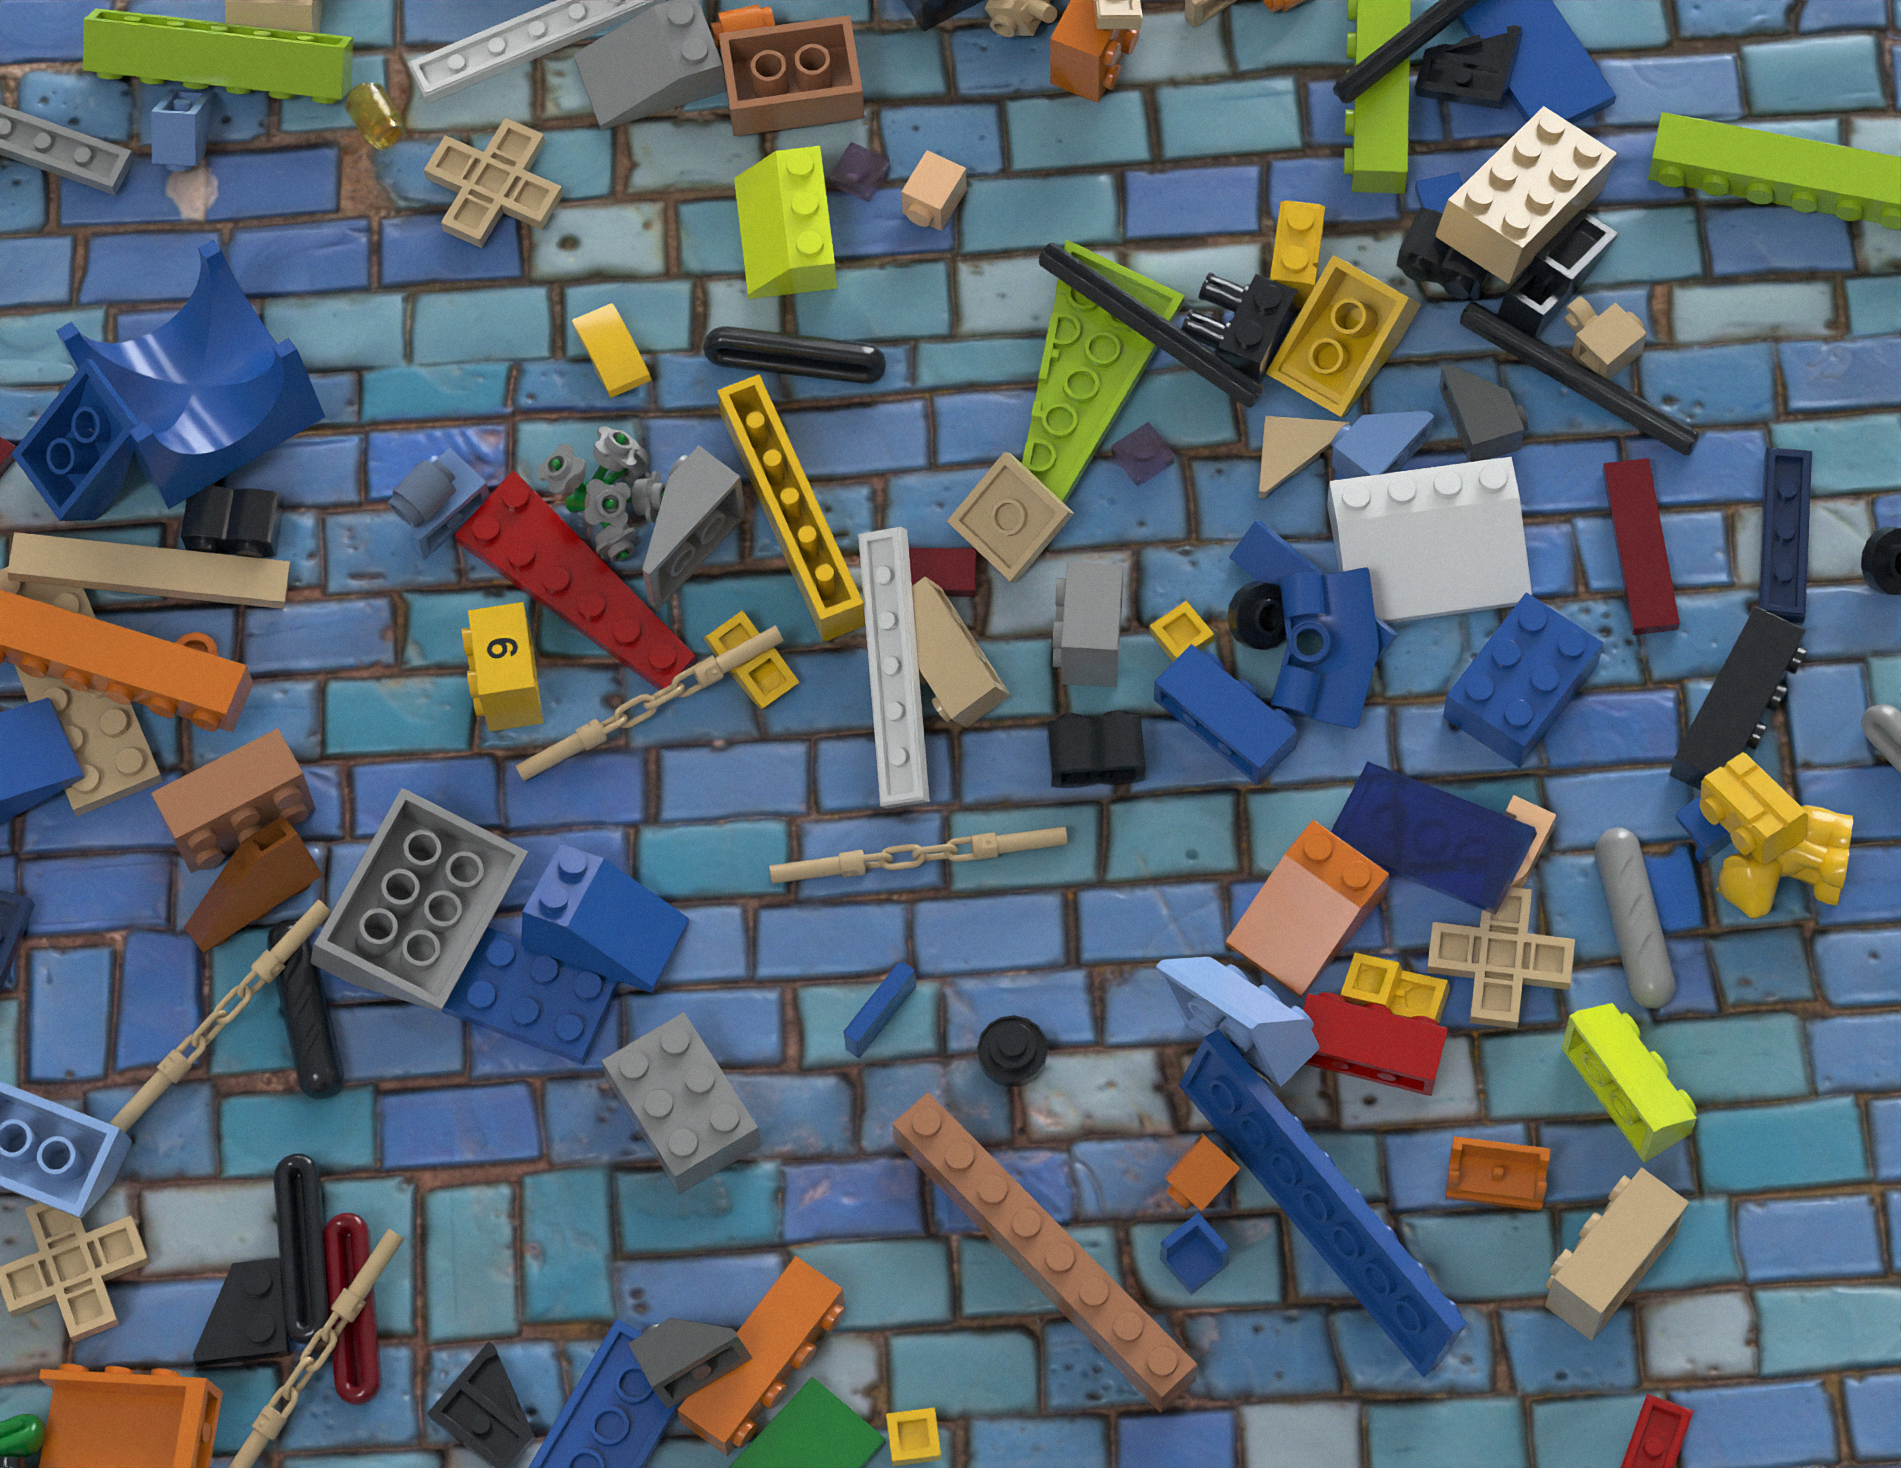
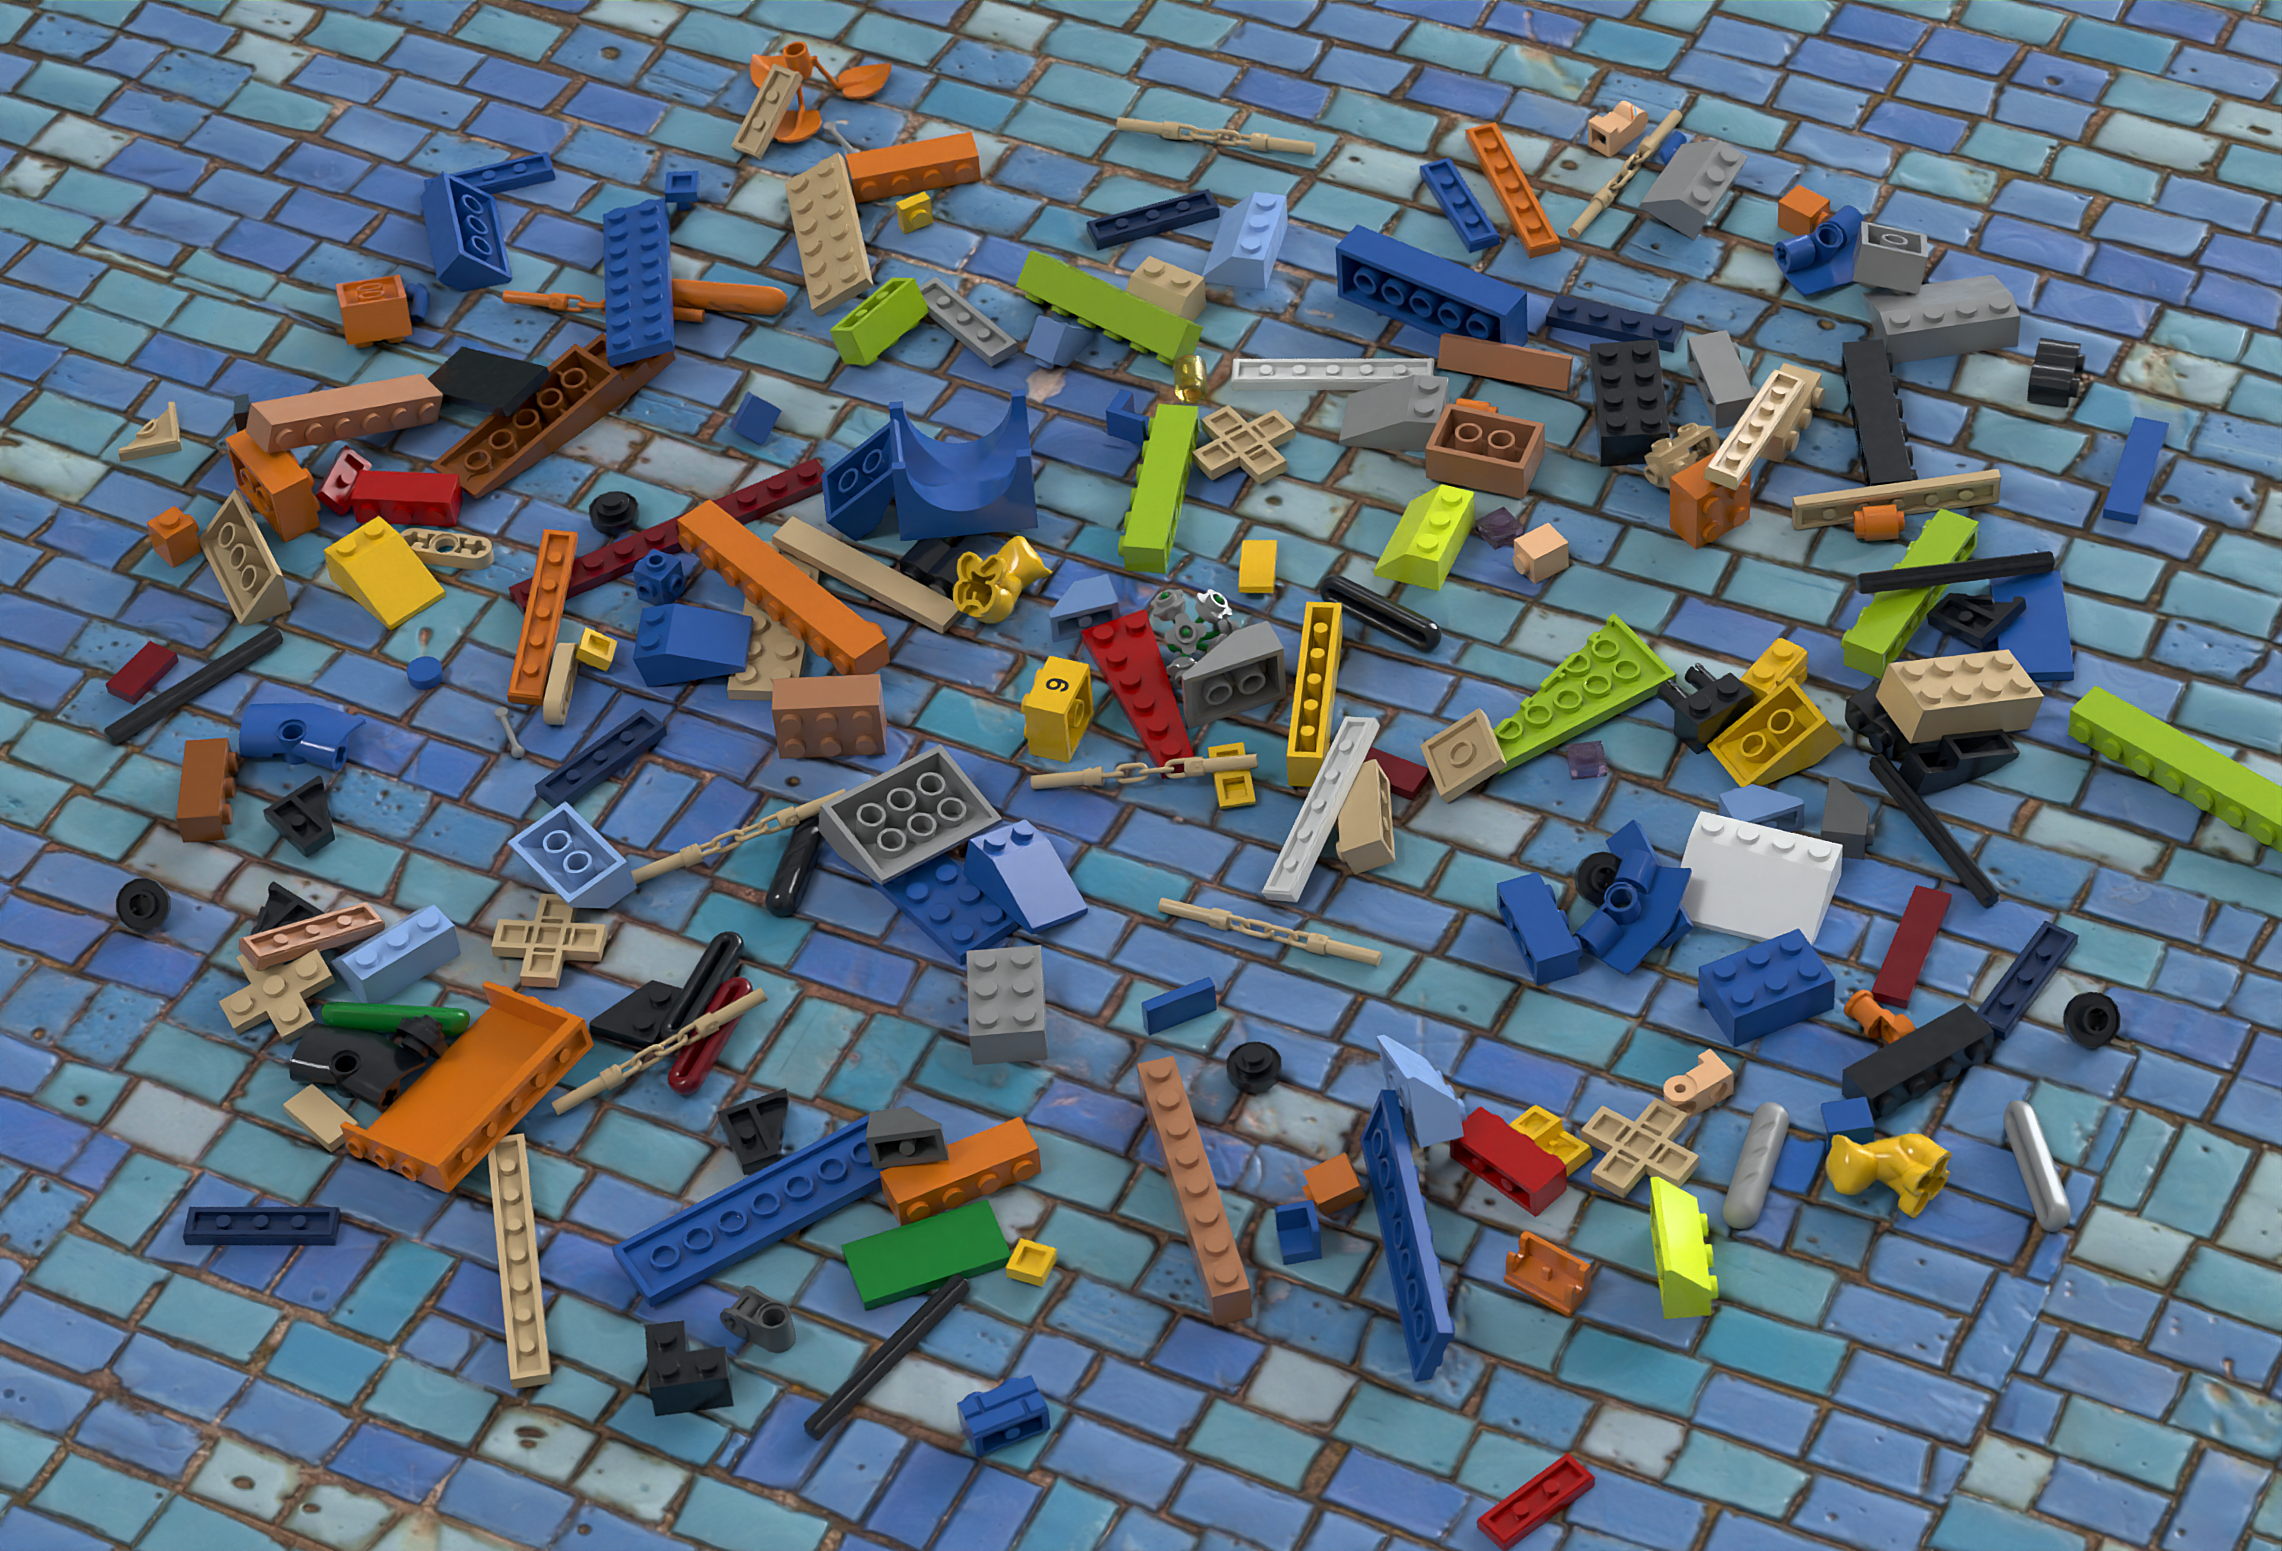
camera: 30 degrees right, 20 degrees down
(256, 879) = (821, 766): dark orange slope -> none
(321, 535) = (992, 586): none -> yellow animal
(335, 207) = (1124, 422): none -> blue panel
(422, 492) = (1069, 586): sand blue brick -> none
(432, 289) = (1160, 489): none -> lime brick
(1088, 624) = (1474, 834): light grey brick -> none
(1096, 750) = (1432, 915): black brick -> none
(1151, 325) = (1638, 680): black axle -> none
(1179, 630) = (1544, 863): yellow plate -> none
(1291, 447) = (1691, 794): tan tile -> none
(1308, 909) = (1521, 1063): orange slope -> none
(1434, 837) = (1634, 1053): clear blue tile -> none
(1605, 341) = (1968, 811): tan brick -> none
(1614, 1252) = (1596, 1348): tan brick -> none
(1687, 668) = (1876, 1020): none -> orange connector
(1752, 809) = (1872, 1111): yellow brick -> none

